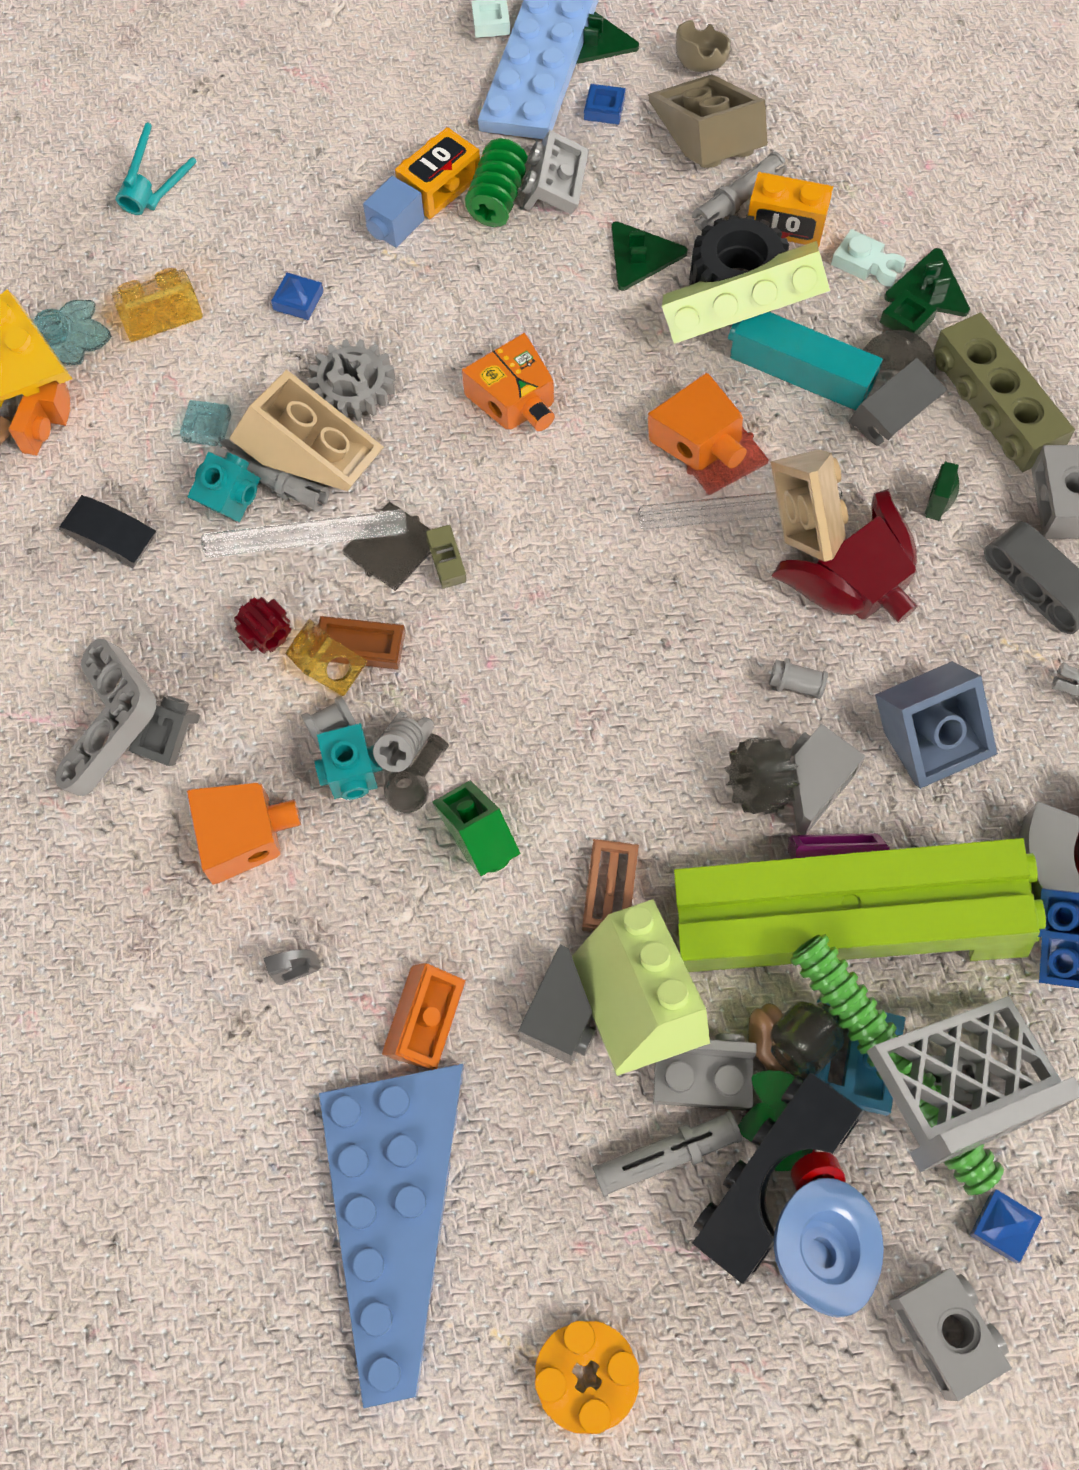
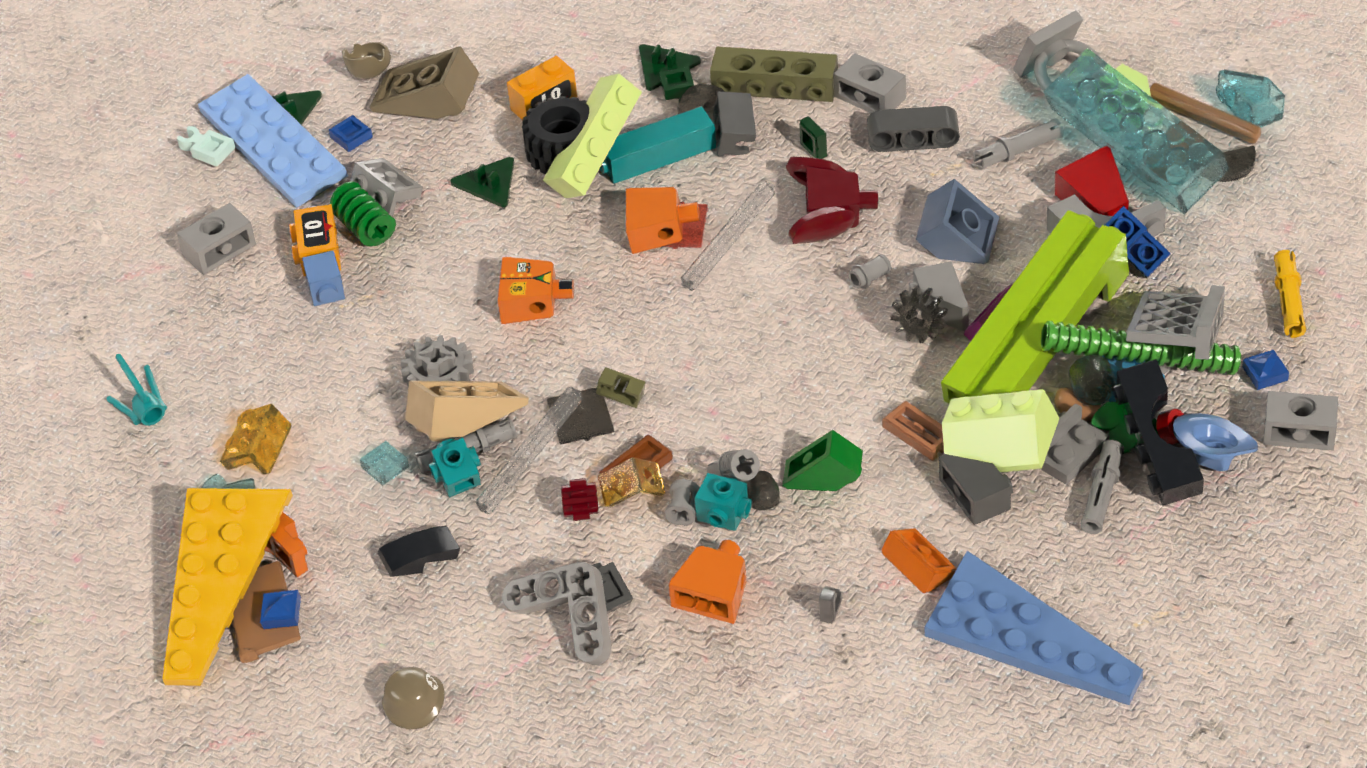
camera: 50 degrees left, 20 degrees down
(297, 296) = (332, 365): blue tile -> none
(377, 98) = (216, 238): none -> light grey brick
(555, 1383) = (1200, 574): light orange plate -> none
(730, 198) = (499, 114): light grey pin -> none
(810, 502) = (772, 187): tan slope -> none
(865, 255) = (628, 71): light aqua plate -> none

